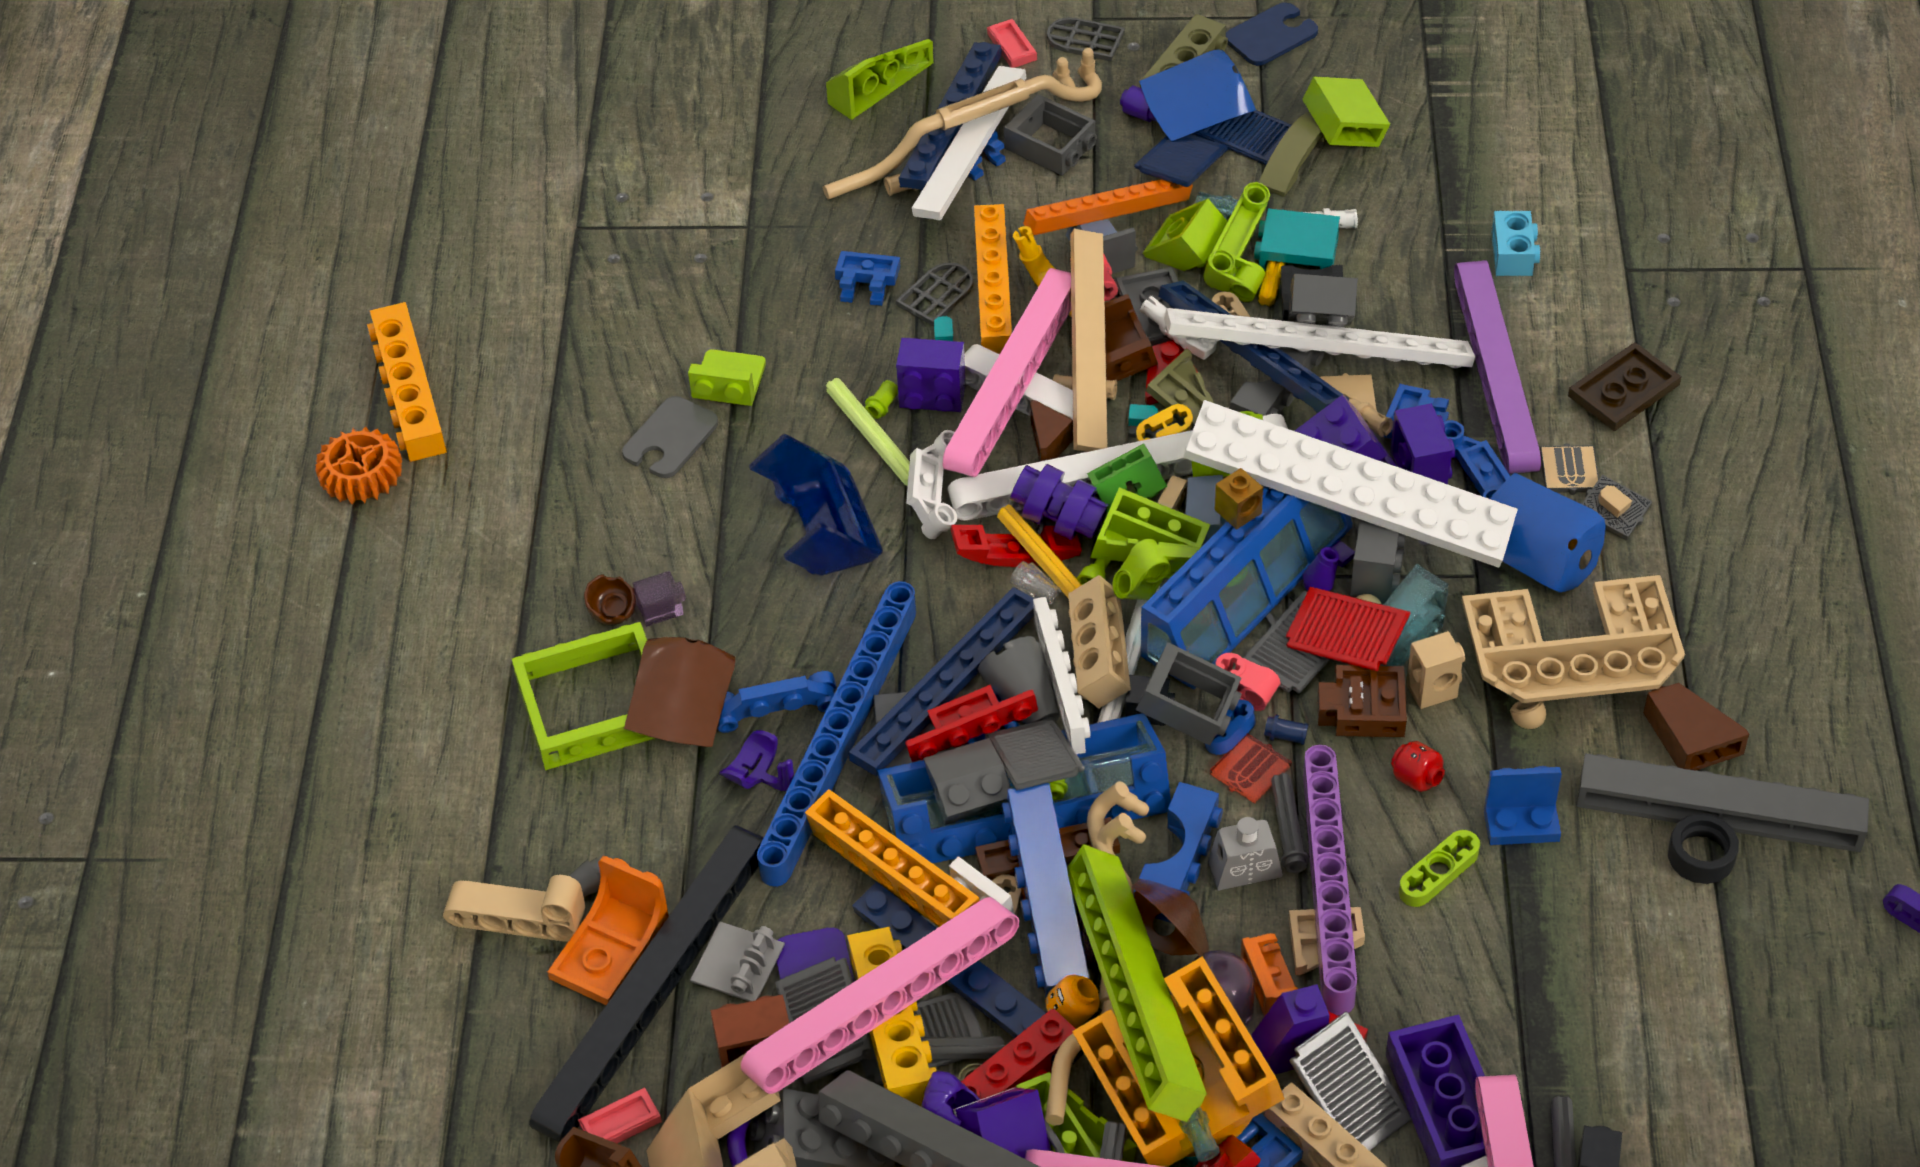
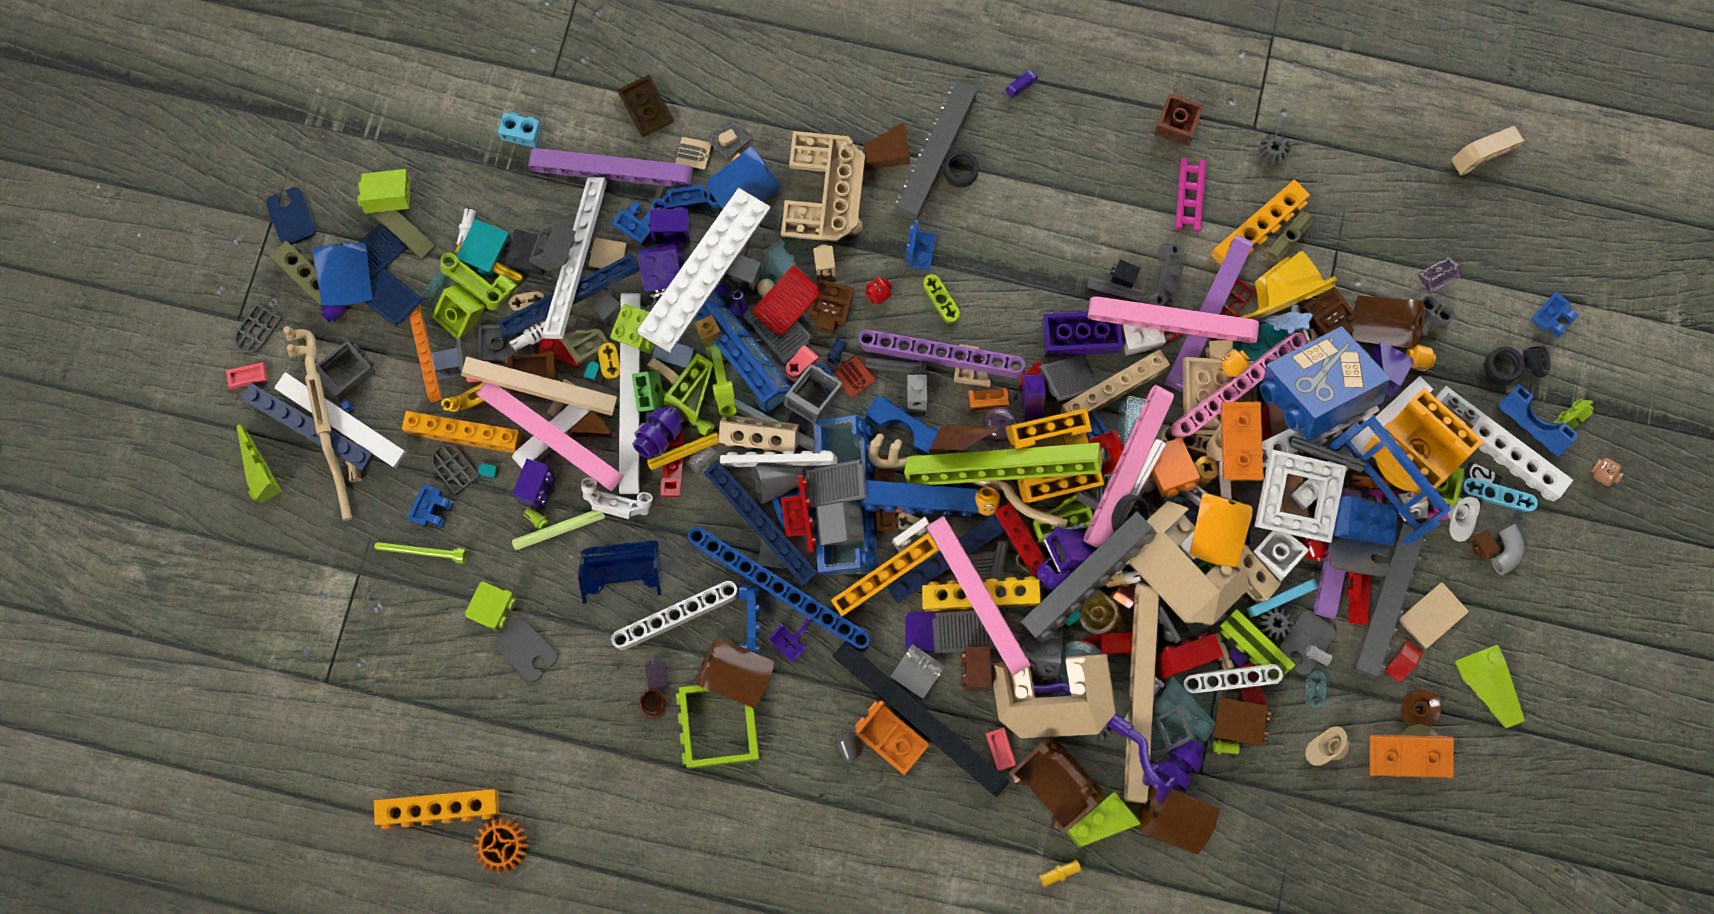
camera: 80 degrees left, 25 degrees up
(518, 911) = (858, 788): tan beam -> none
(761, 599) = (667, 622): none -> white beam
(799, 322) = (458, 555): none -> lime piece
(1377, 422) = (633, 247): tan pin -> none

